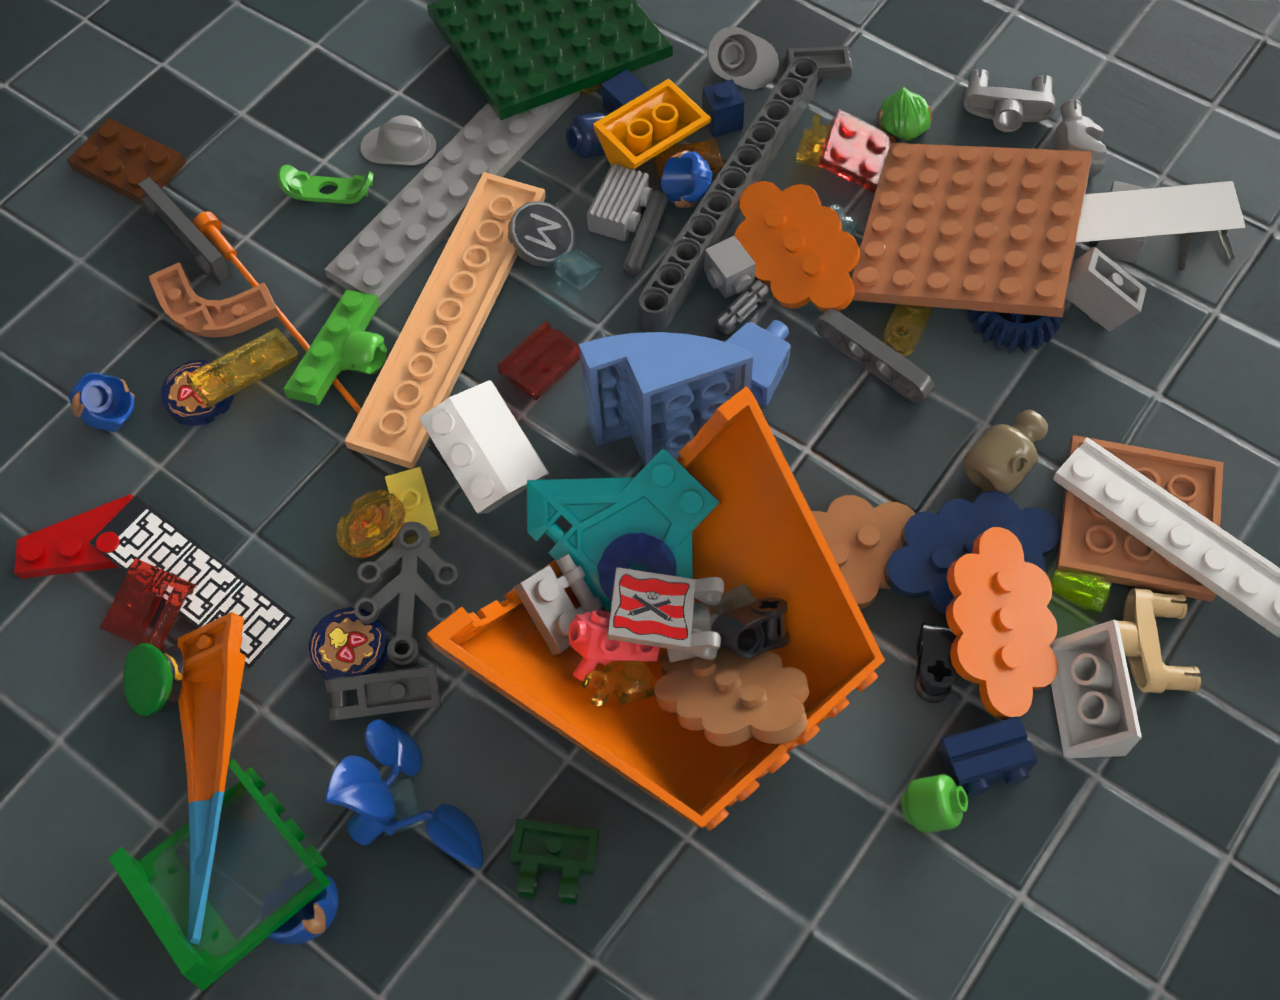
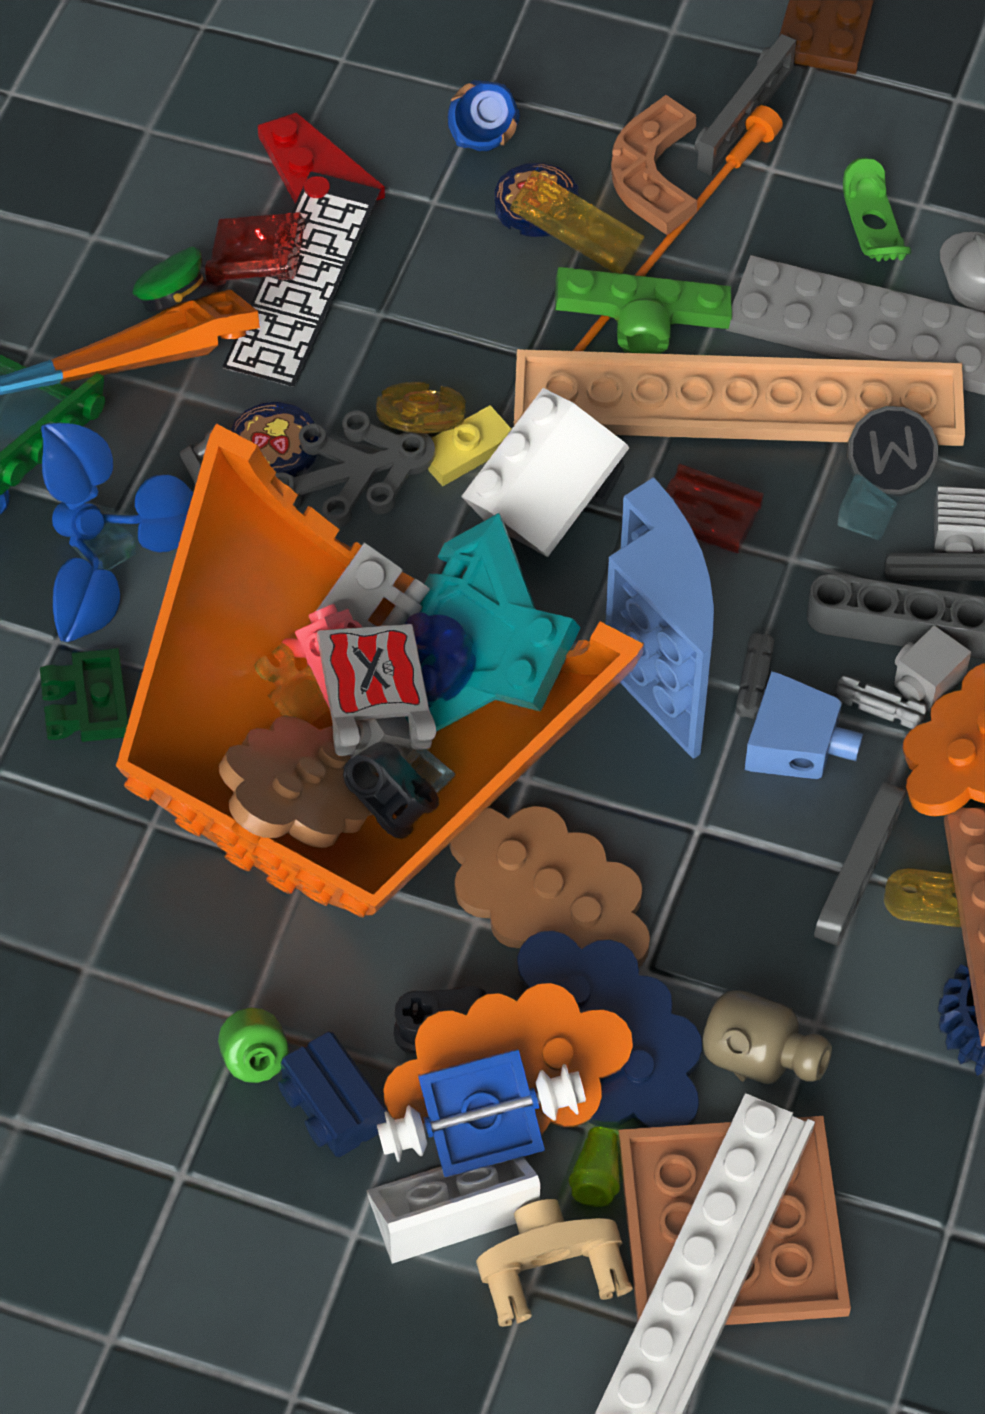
camera: 70 degrees right, 5 degrees down
(1045, 646) = (481, 1112): none -> blue plate

